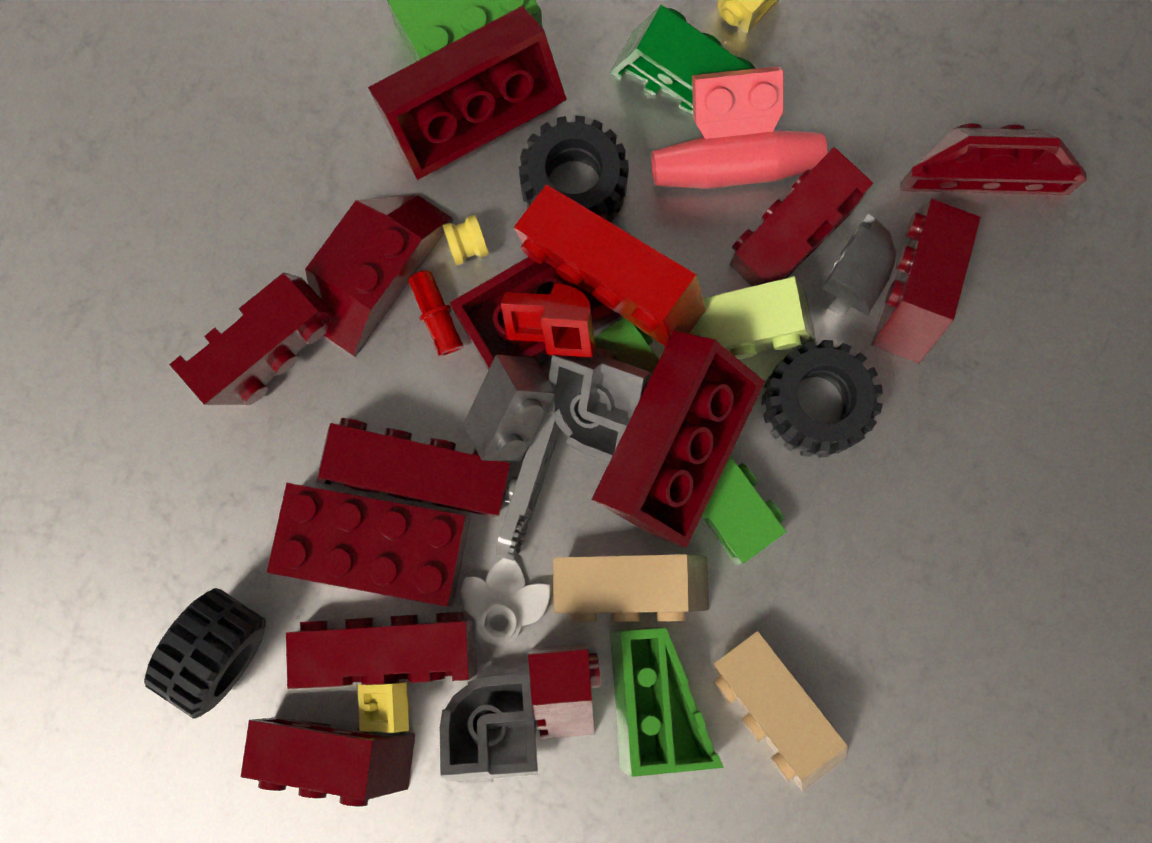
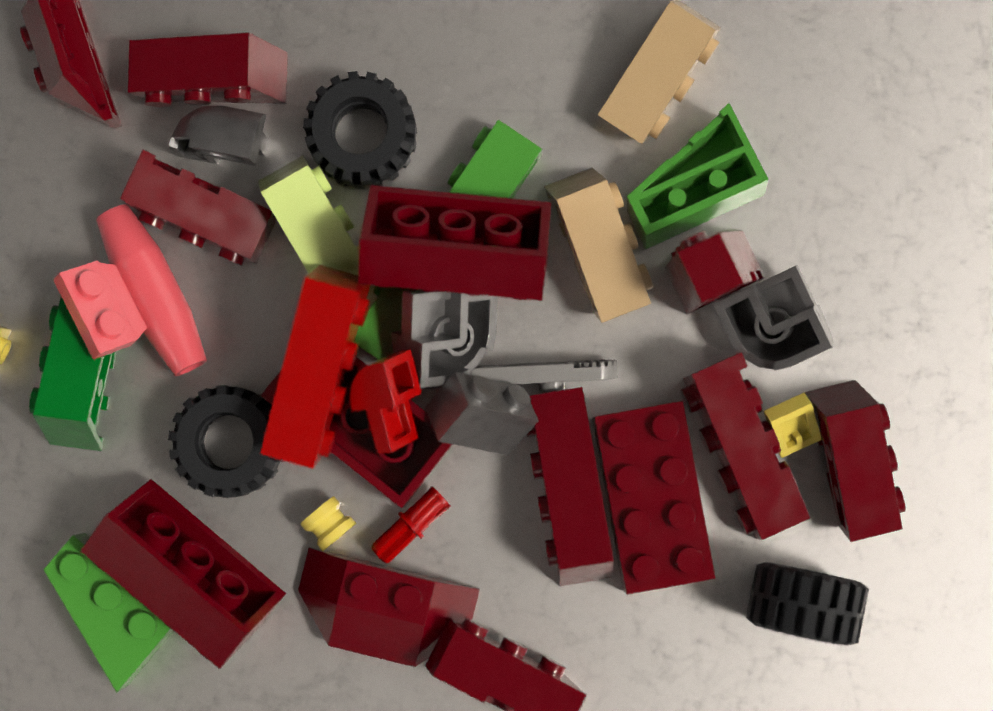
camera: 110 degrees left, 5 degrees up
(503, 594) = (649, 356): white plate -> none

